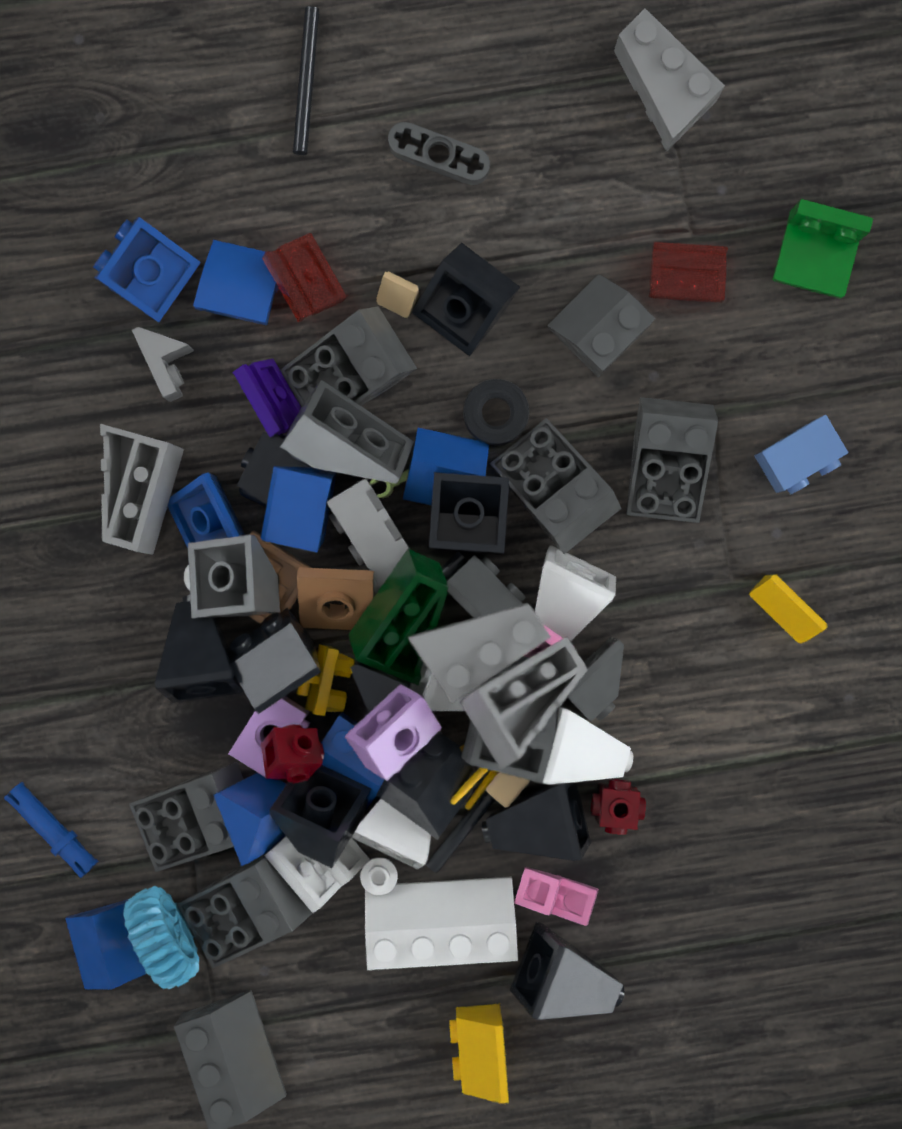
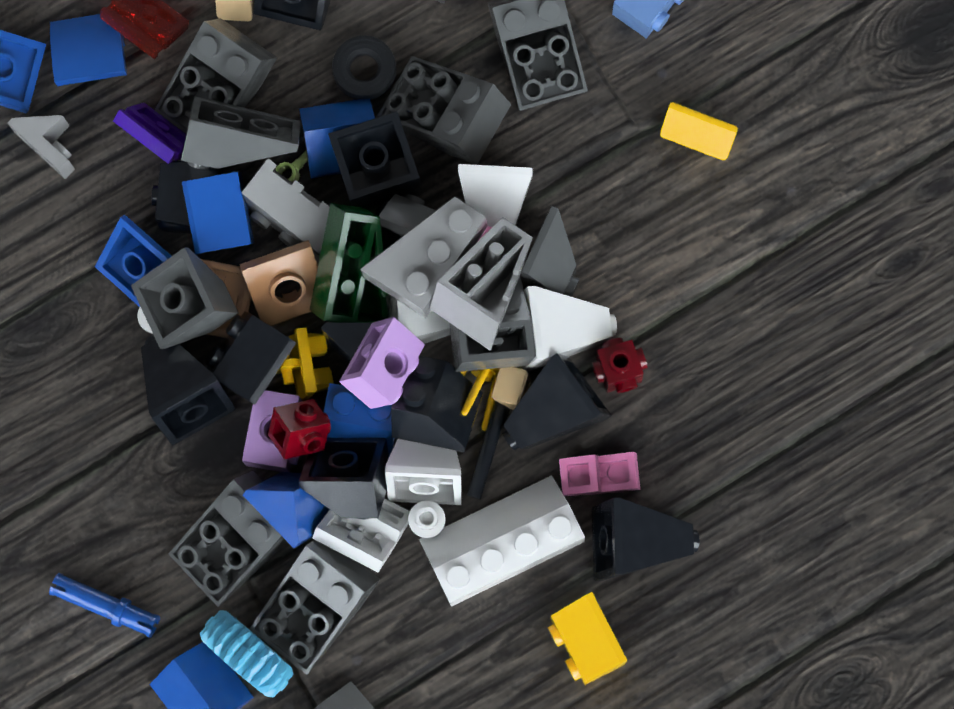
camera: 15 degrees left, 10 degrees down
(136, 487) = (65, 258): light grey wedge -> none

